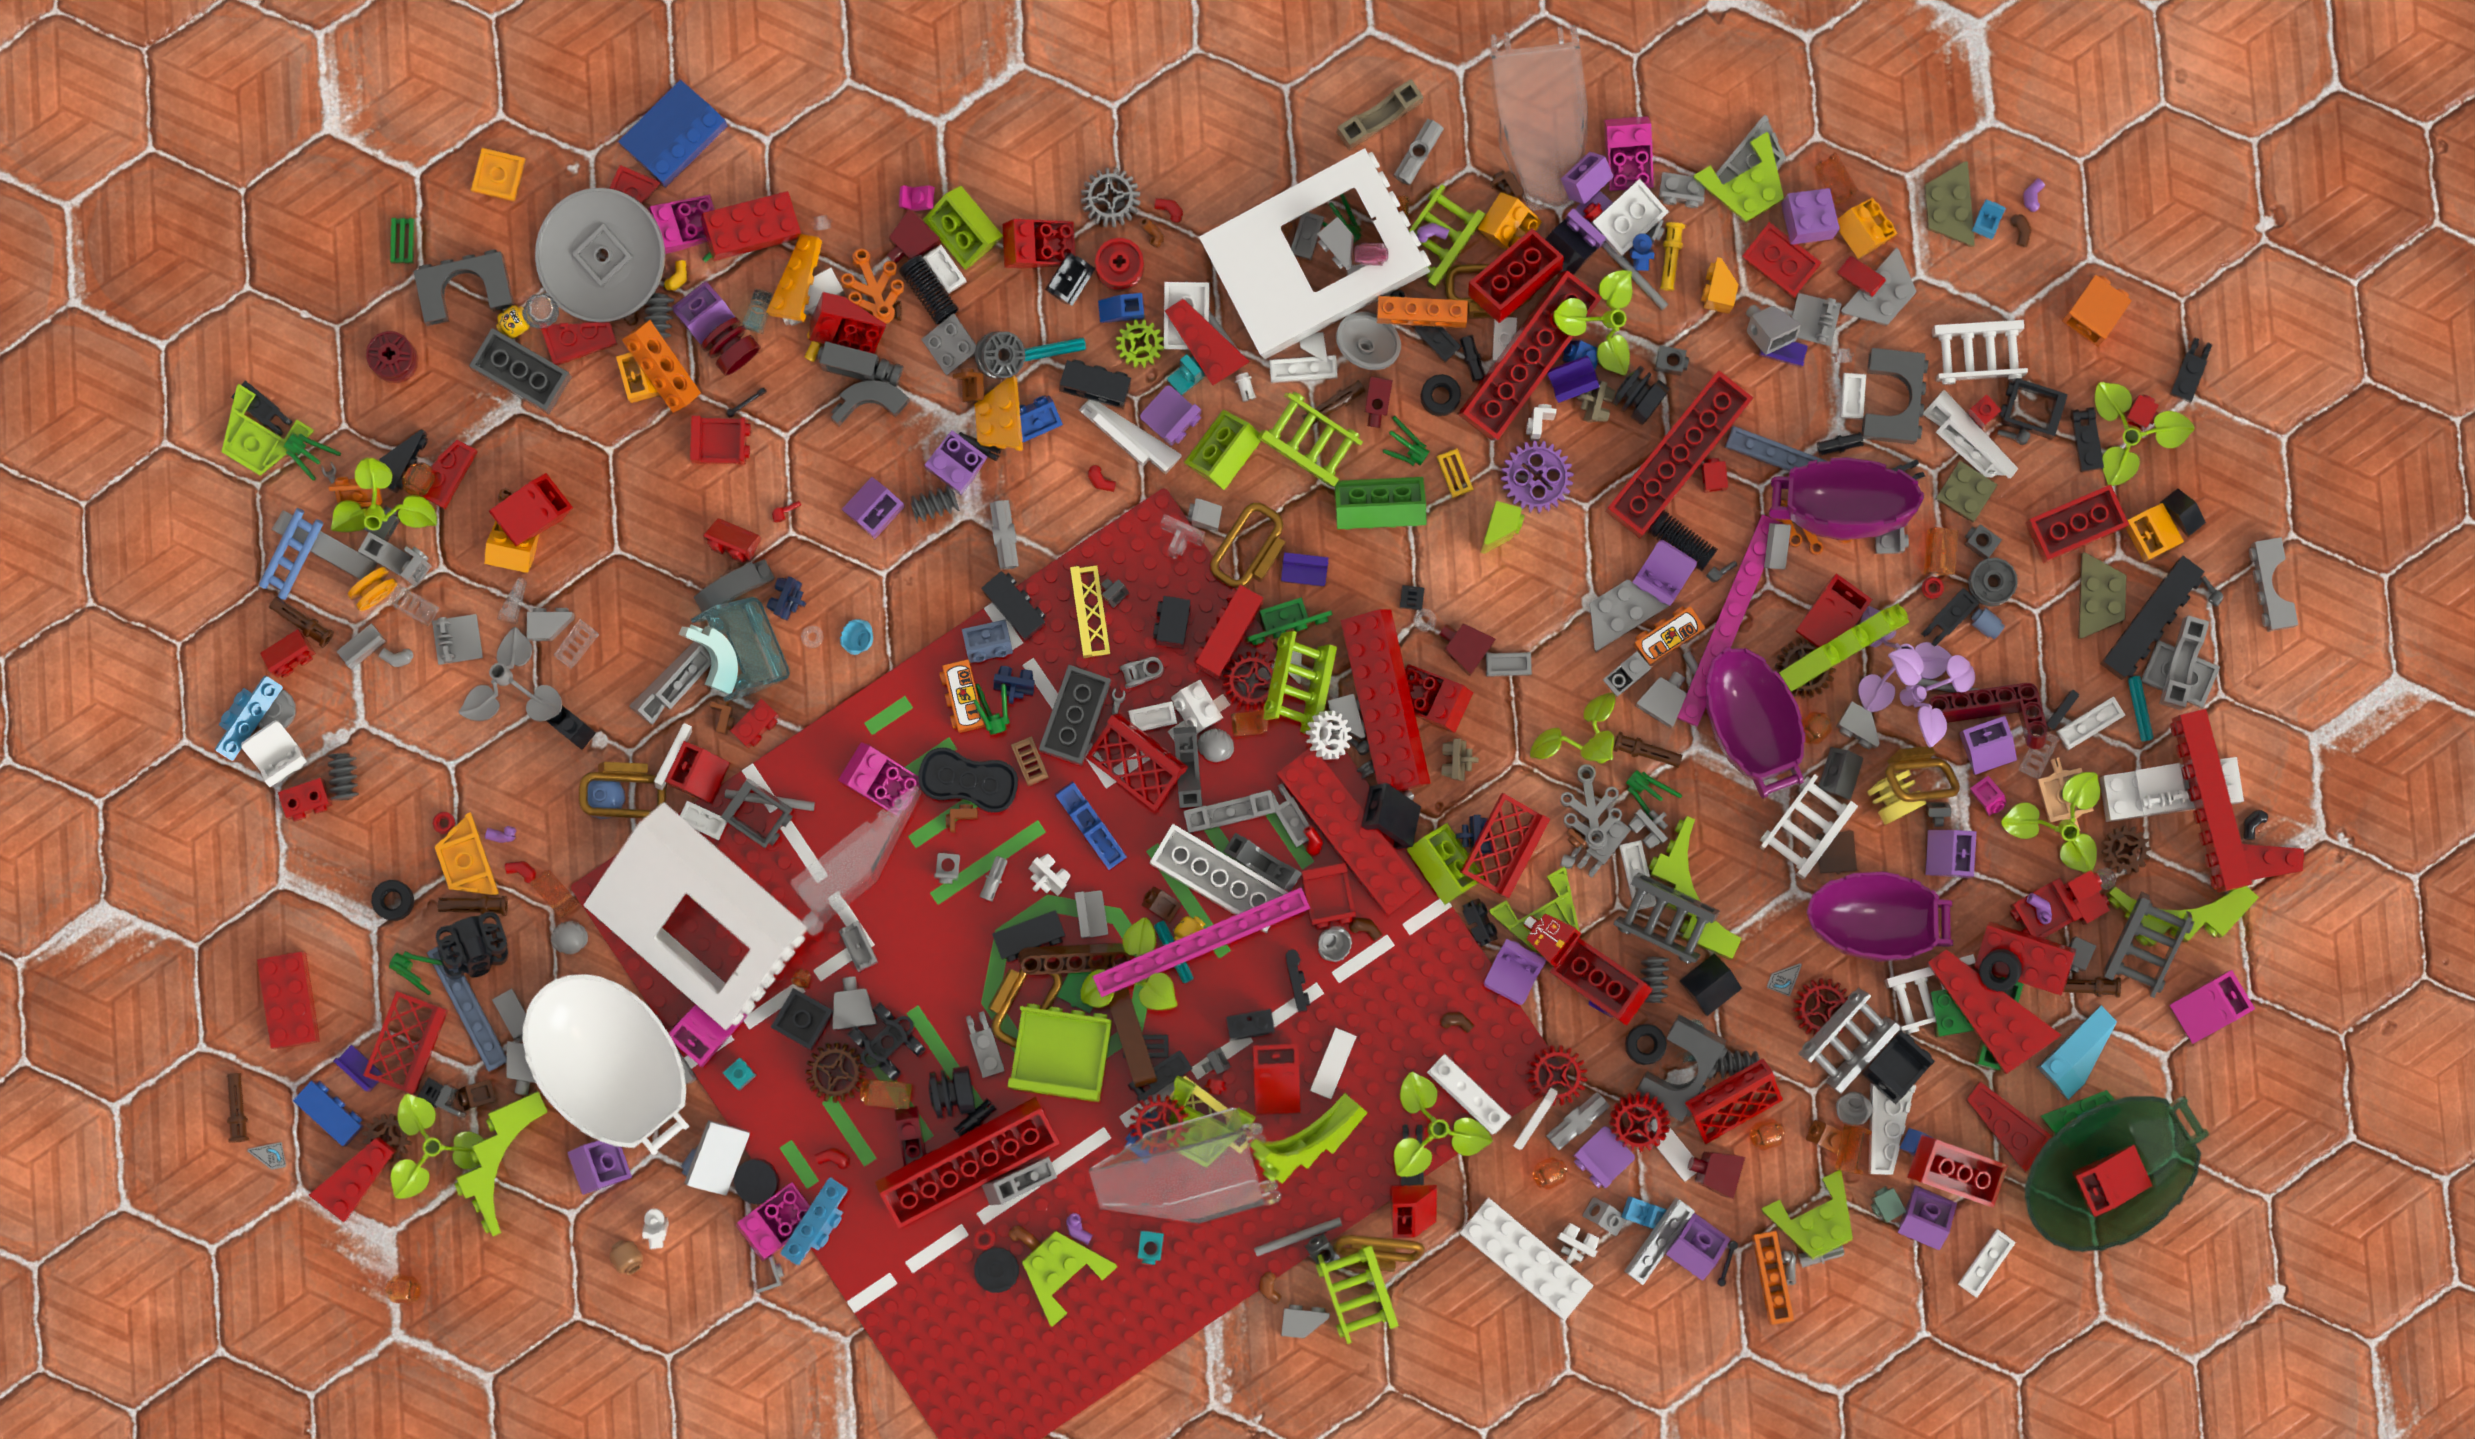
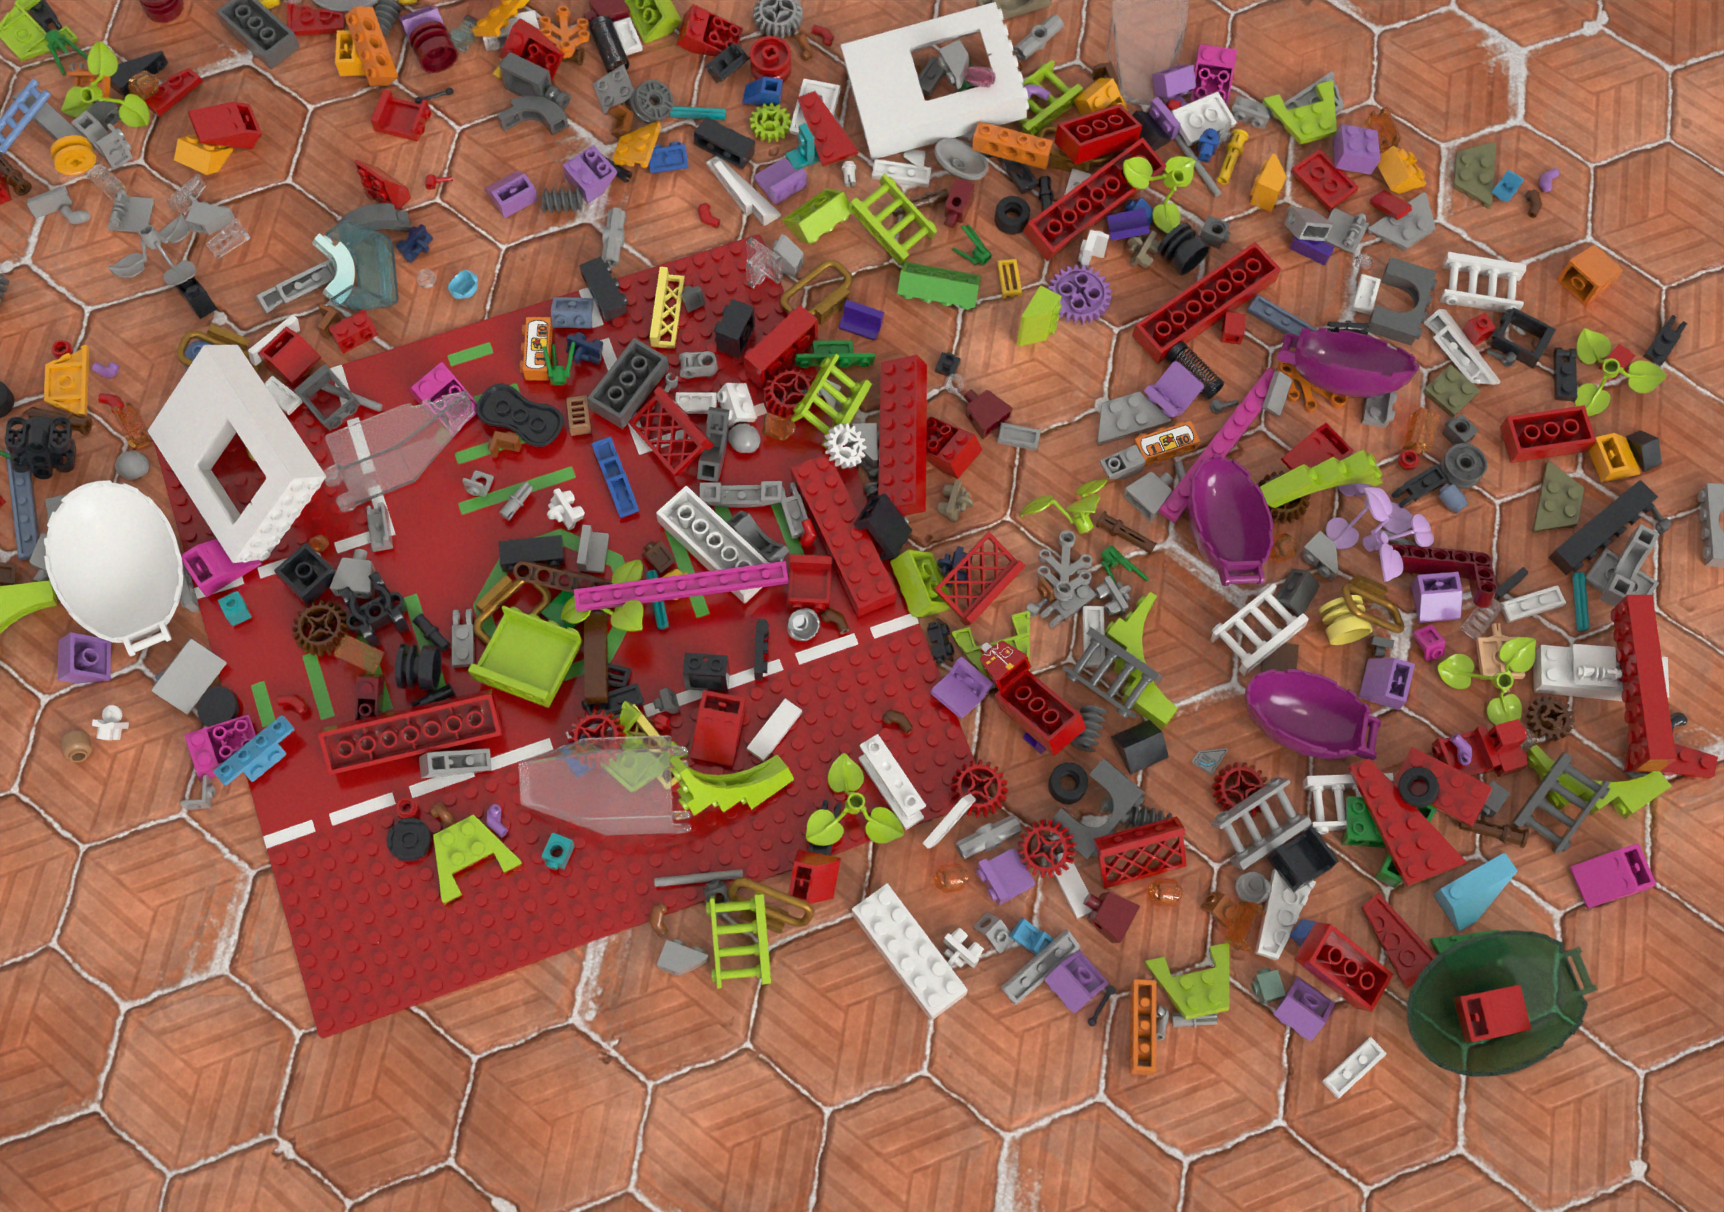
camera: 15 degrees right, 15 degrees down
(950, 1048) = (431, 632): none -> black pin

